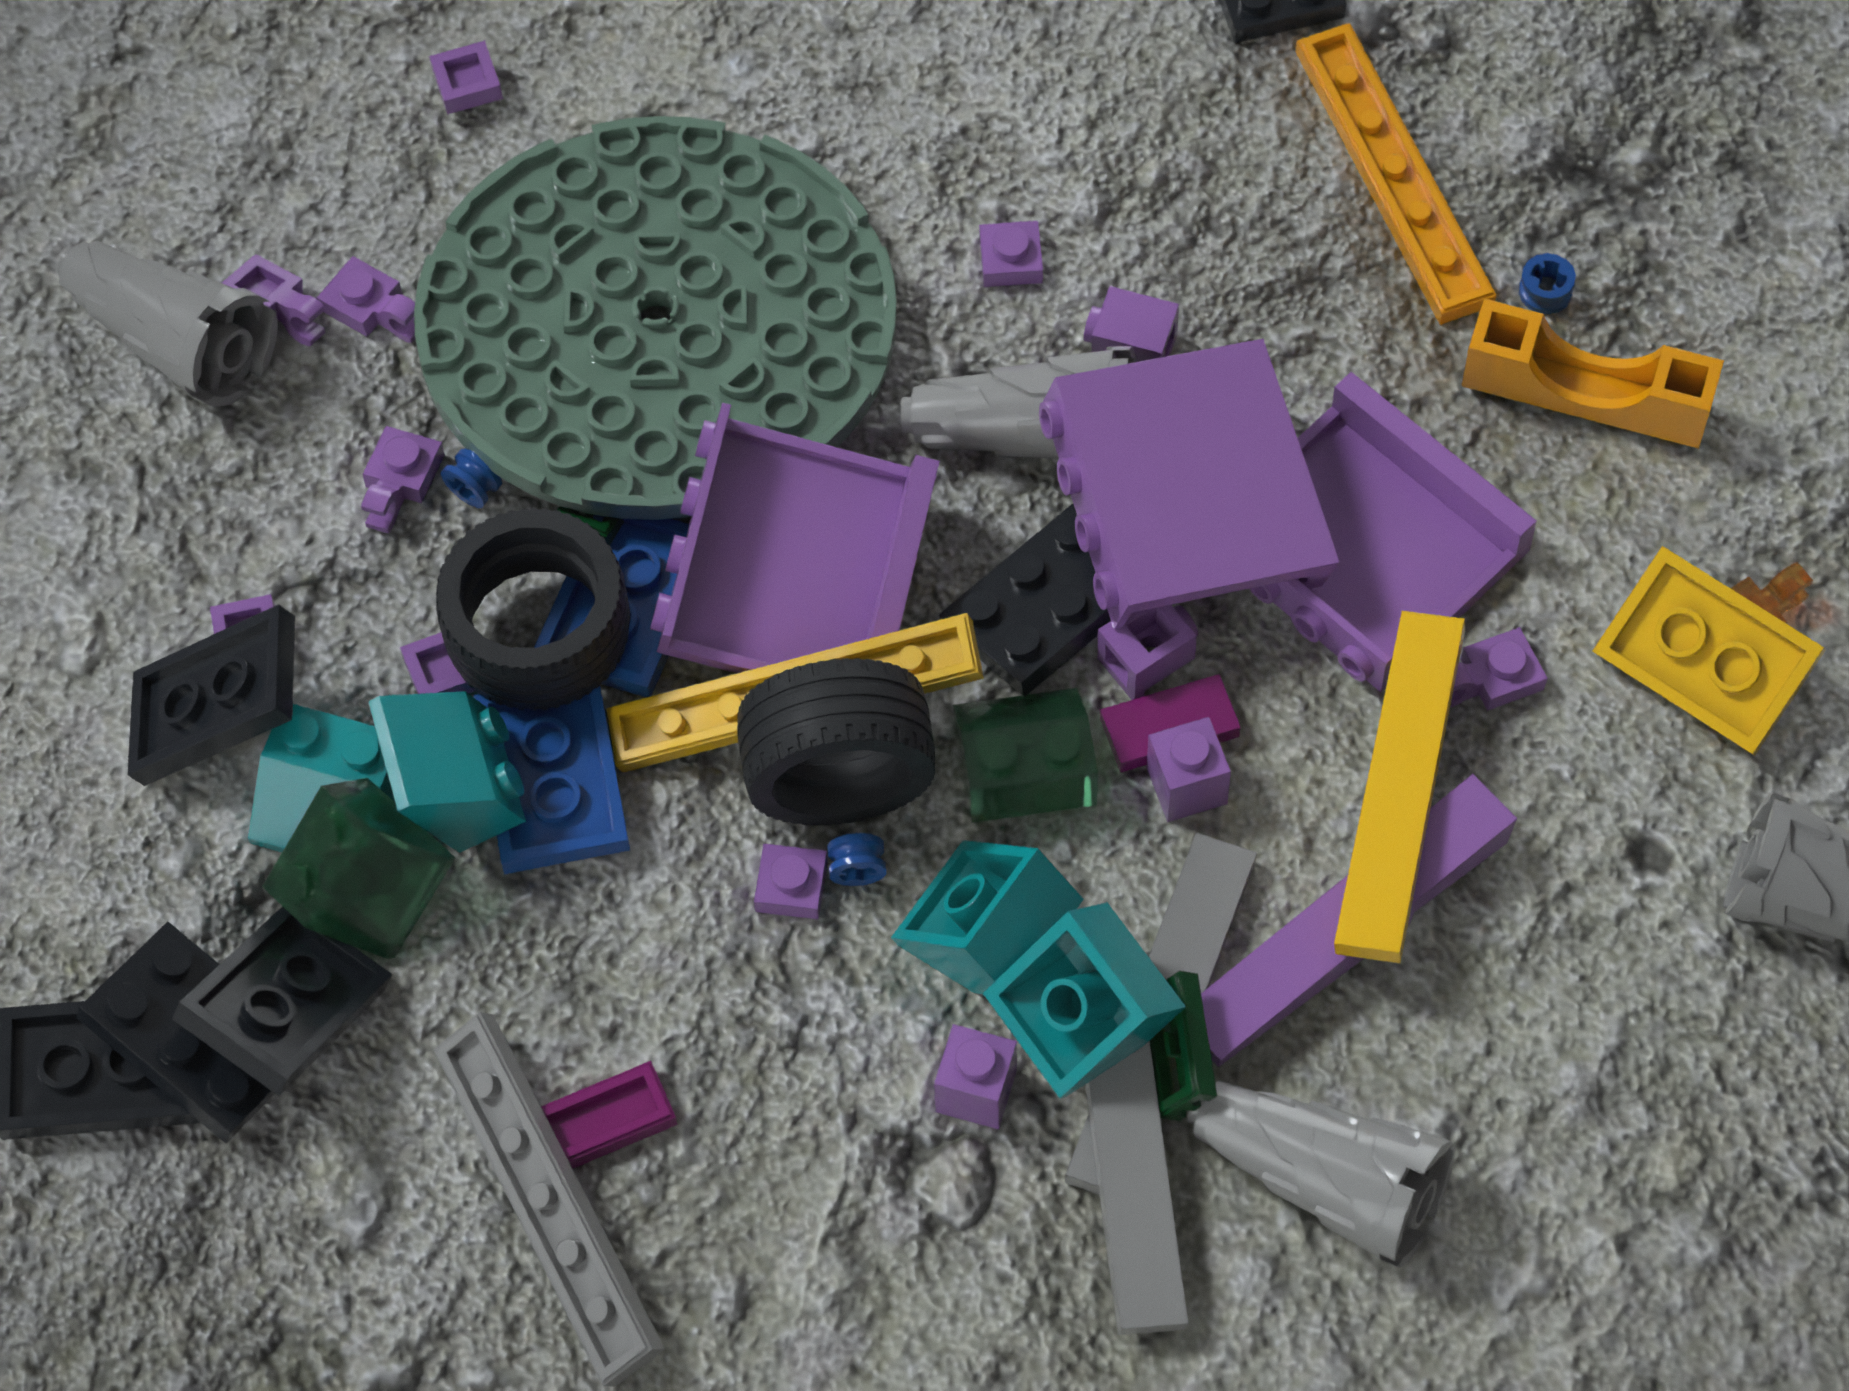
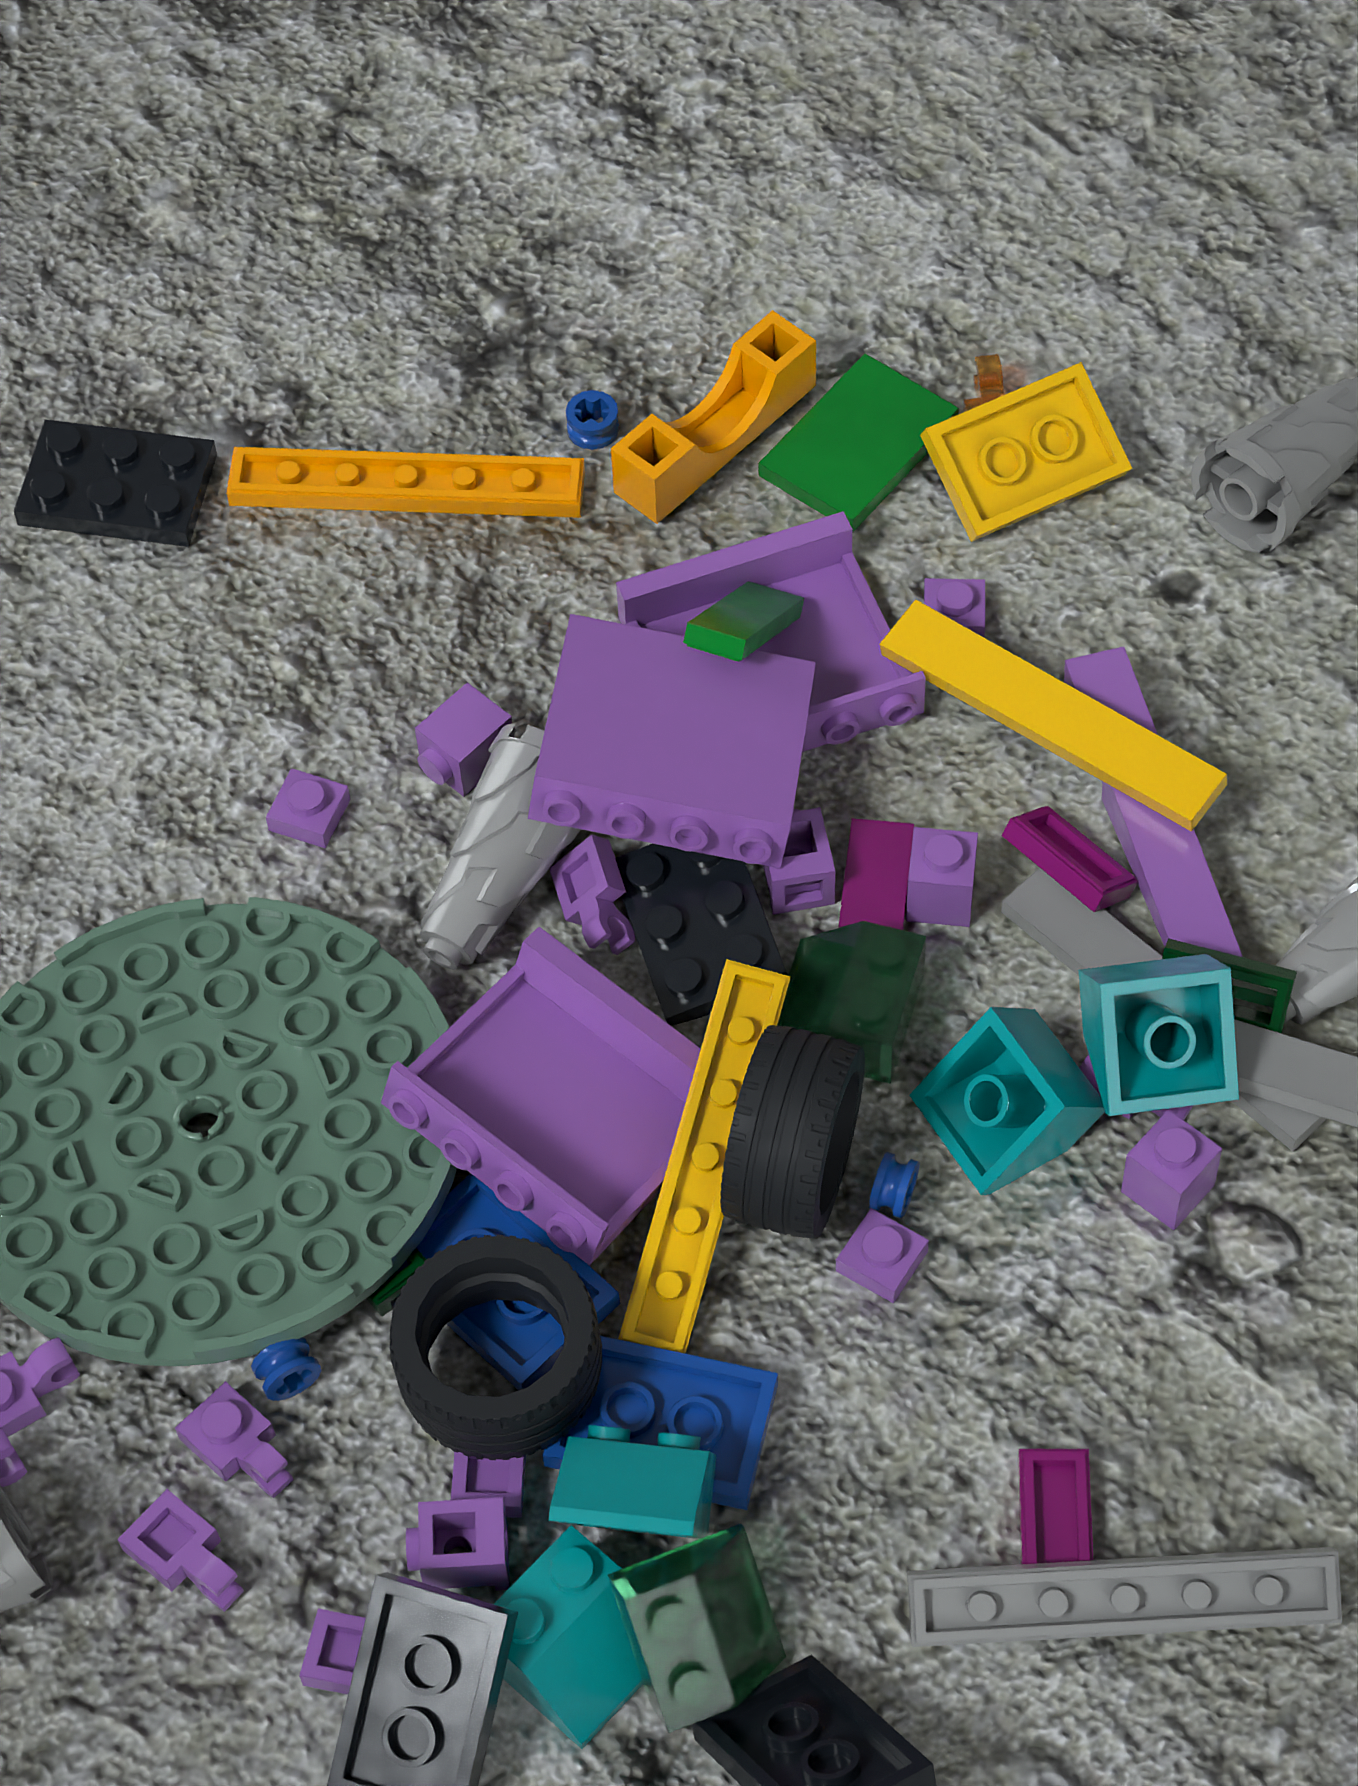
camera: 65 degrees left, 5 degrees down
(283, 473) = (178, 1544): none -> medium lavender plate
(367, 666) = (468, 1523): none -> medium lavender brick
(1030, 499) = (587, 887): none -> medium lavender plate
(1270, 869) = (1070, 858): none -> magenta tile
(1356, 487) = (743, 621): none -> green tile
(1632, 501) = (856, 441): none -> green tile

